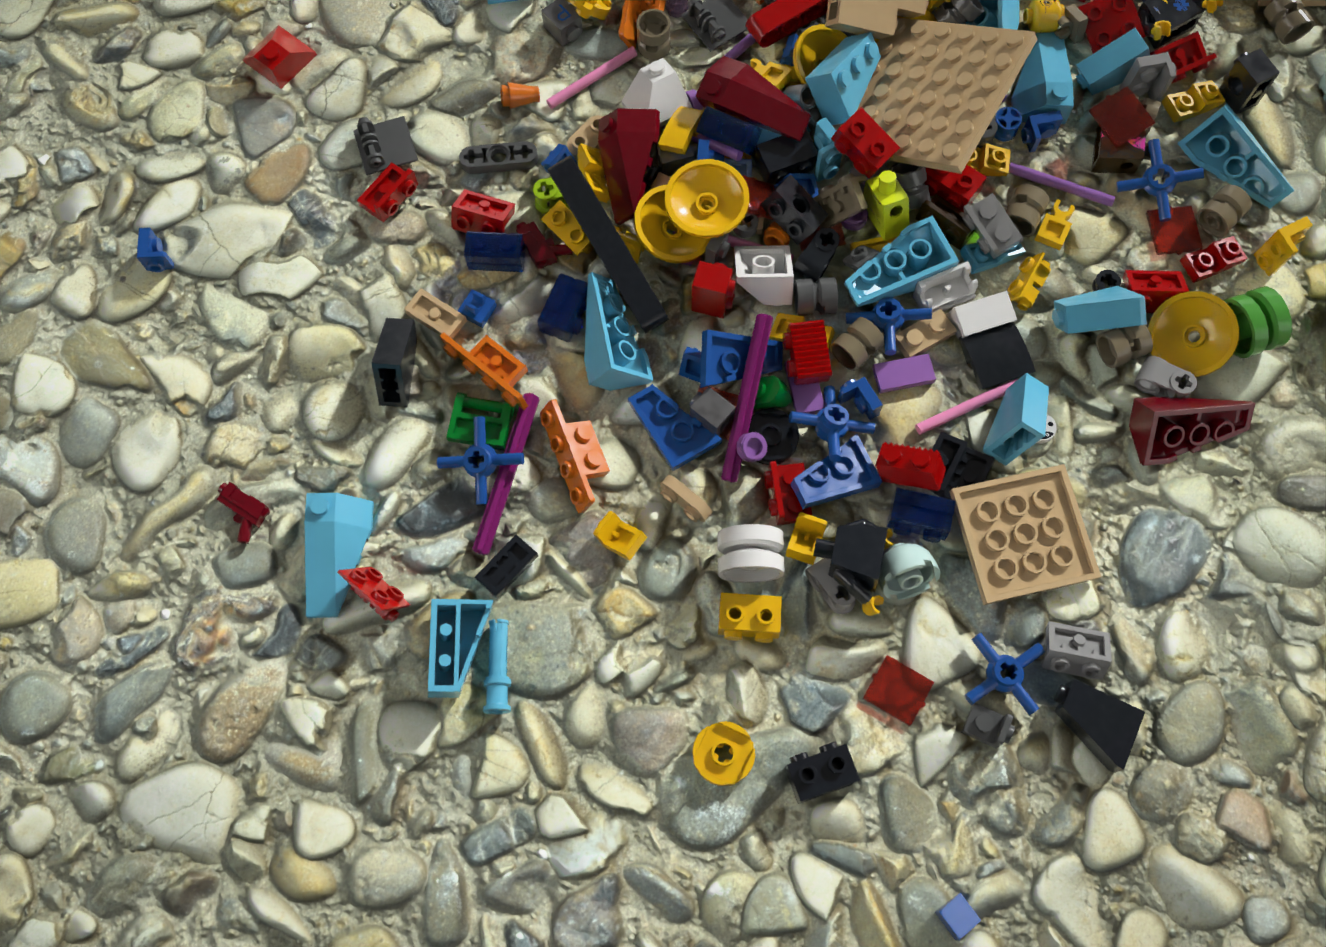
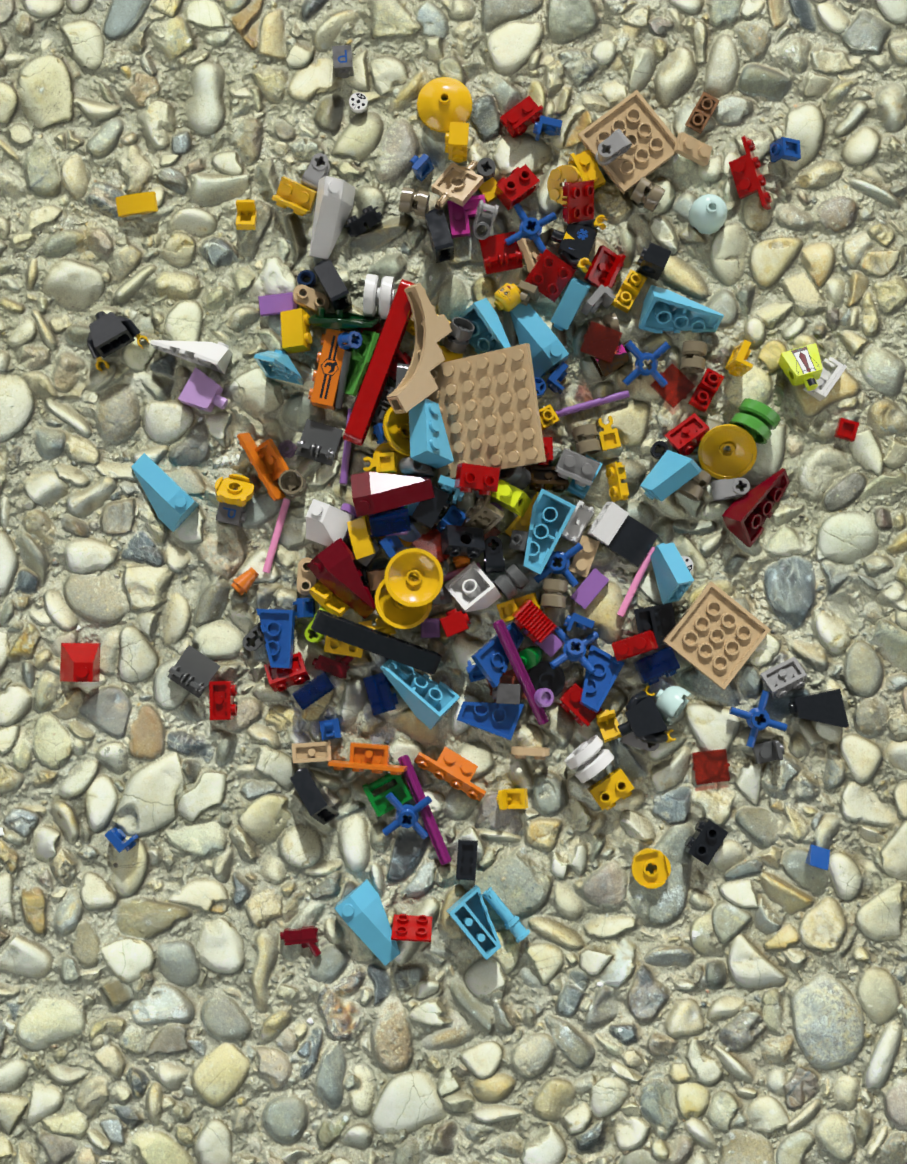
camera: 40 degrees left, 15 degrees up
(508, 164) = (279, 635): none -> blue wing
(679, 284) = (430, 628): none -> medium lavender tile

